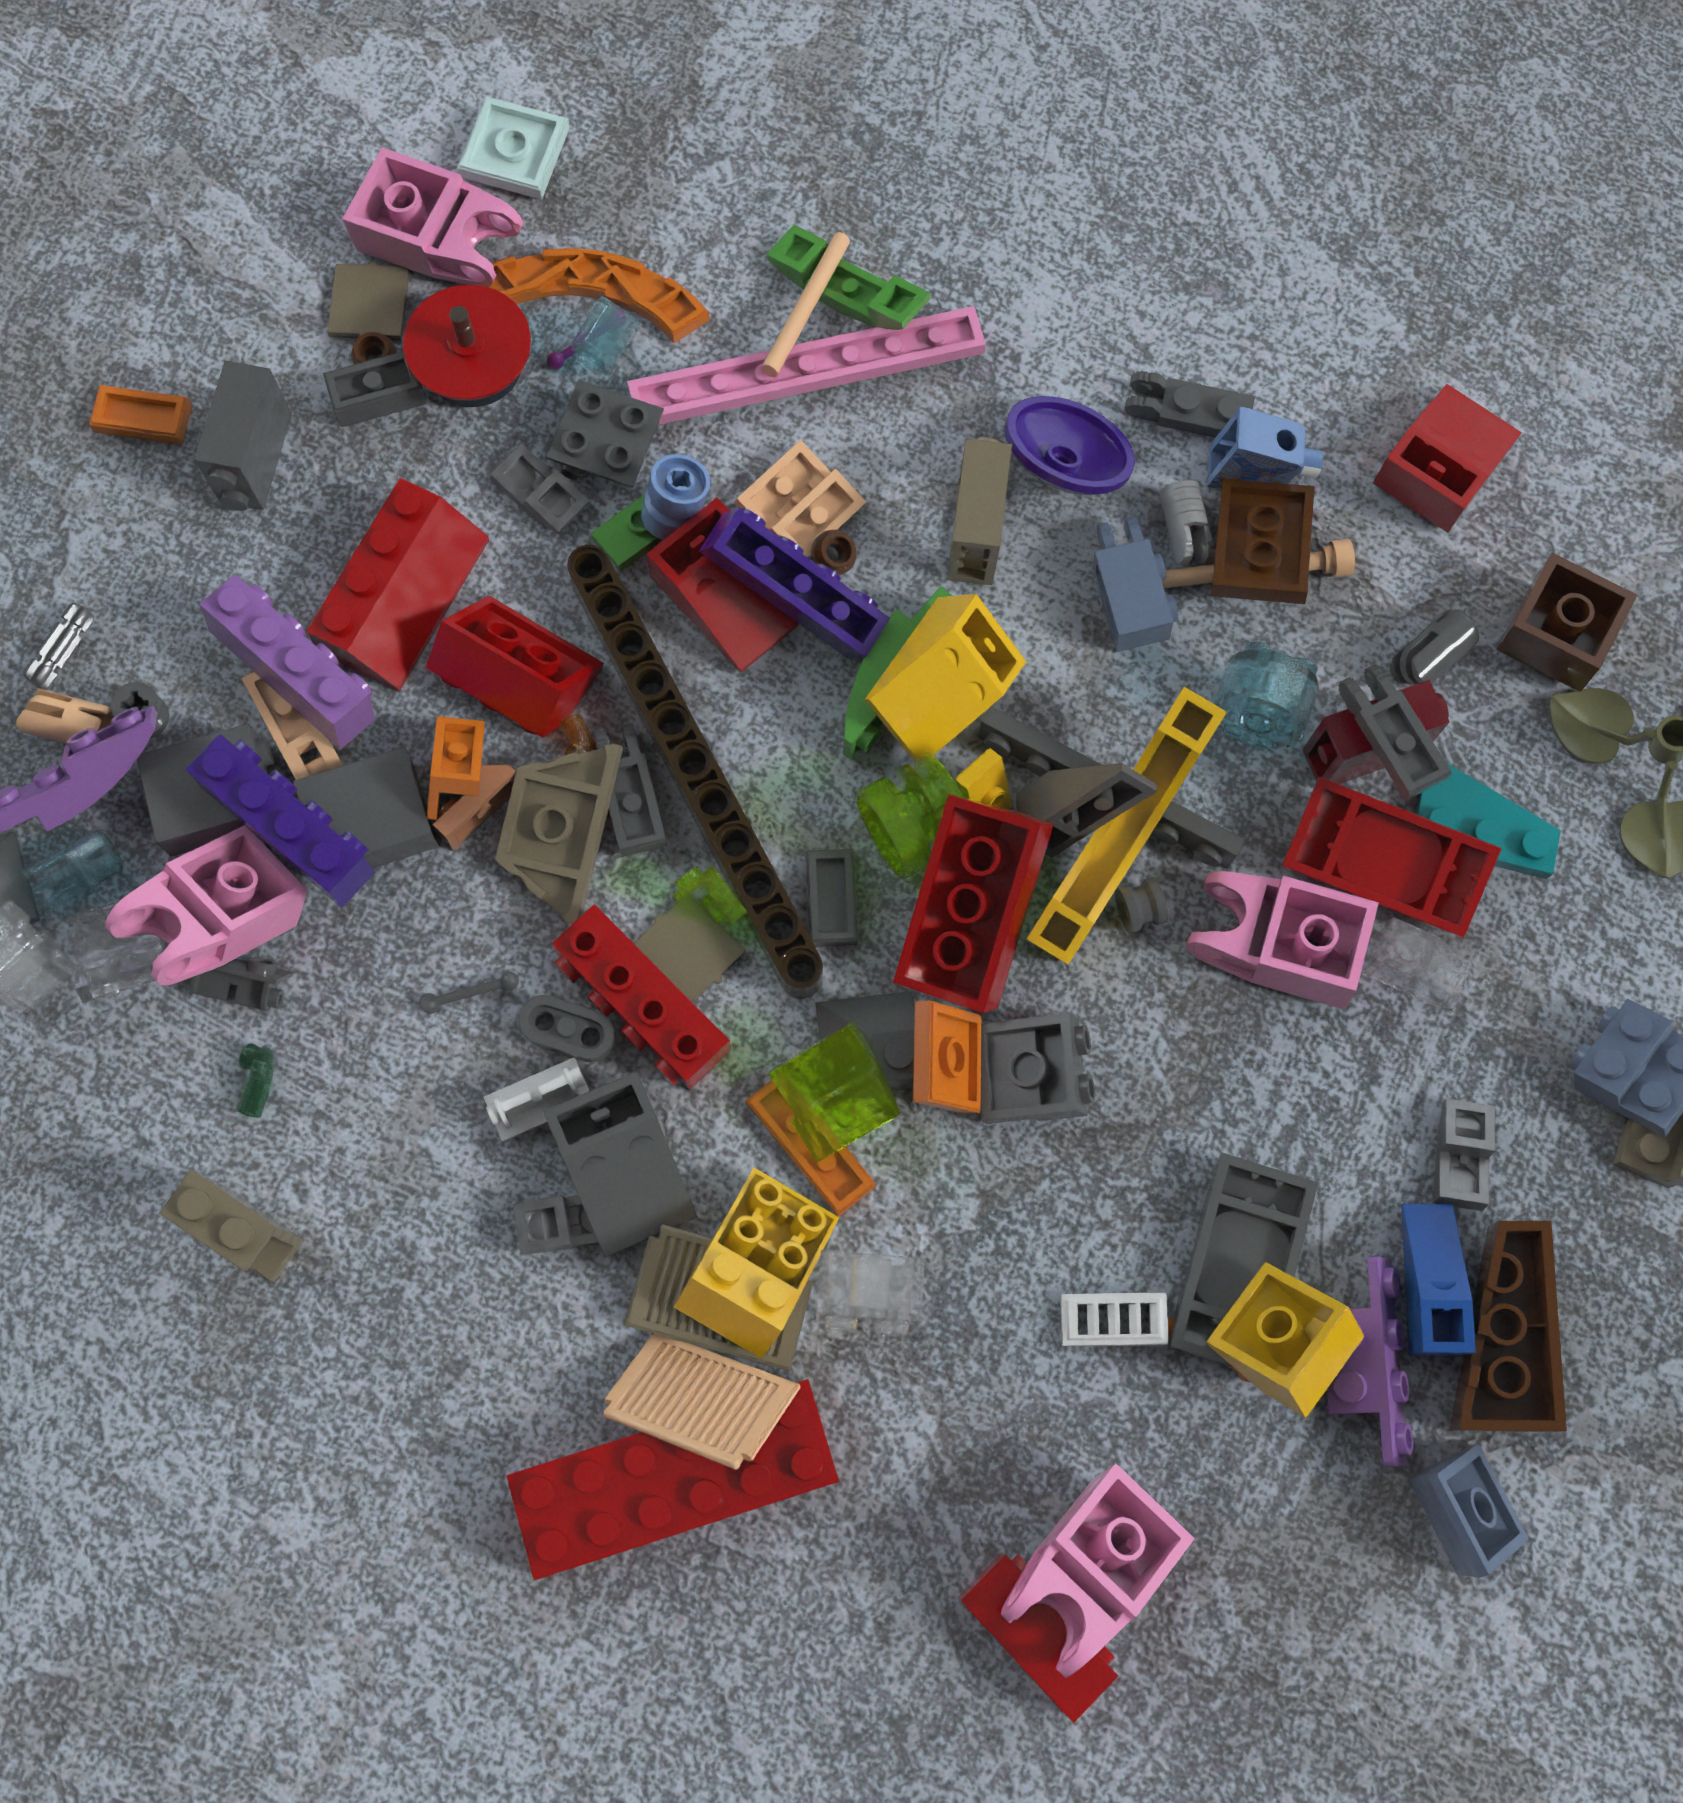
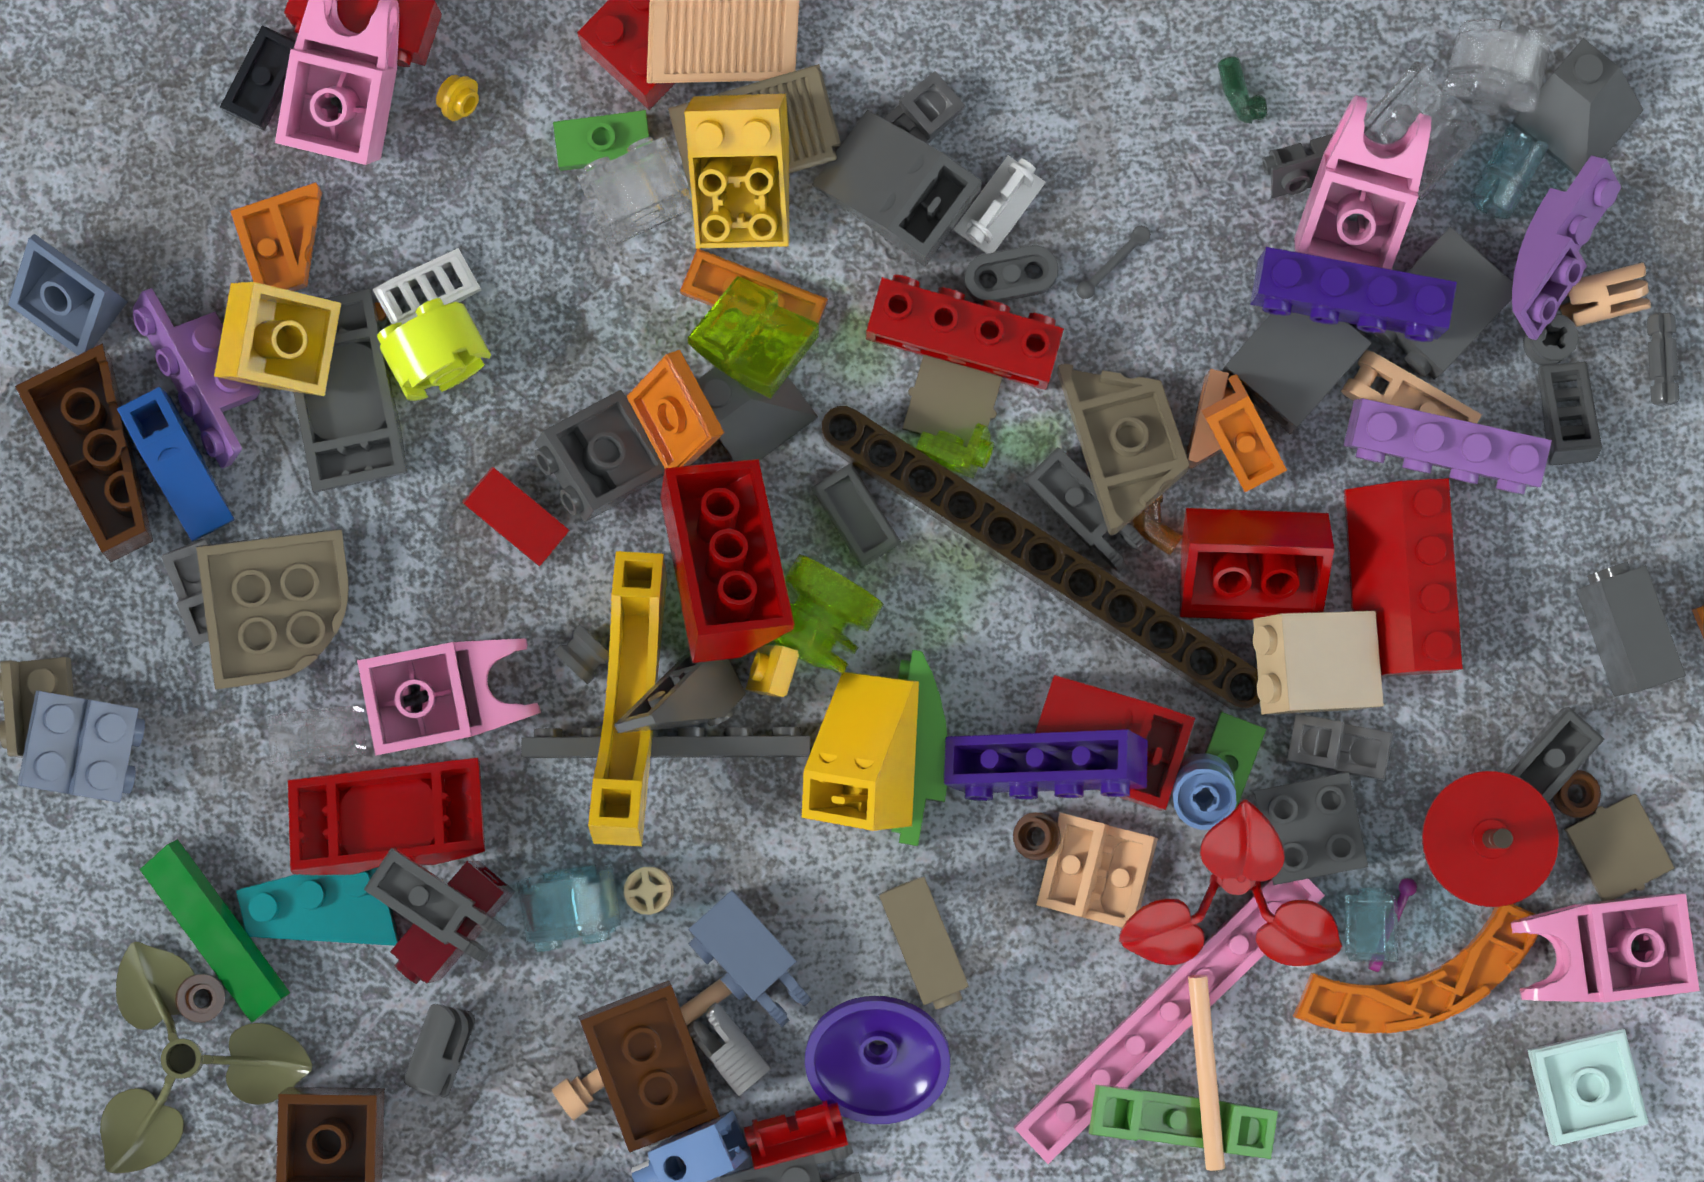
camera: 155 degrees right, 10 degrees up
(152, 638) = (1569, 451): none -> dark grey slope
(515, 549) = (1317, 662): none -> tan brick
(688, 416) = (1240, 855): none -> red plant
(869, 1373) = (597, 137): none -> bright green plate
(987, 1494) = (457, 97): none -> yellow plate
(1139, 1061) = (515, 516): none -> red slope
(1139, 1248) = (433, 348): none -> neon yellow brick
(1168, 433) = (795, 1136): none -> red hinge
(1169, 1627) = (260, 79): none -> black plate
(1192, 672) = (640, 890): none -> tan wheel
(1232, 1449) = (280, 236): none -> orange wing
(1405, 1100) = (271, 603): none -> dark tan plate
(1587, 850) = (214, 931): none -> green tile
(1626, 812) = (185, 996): none -> plate

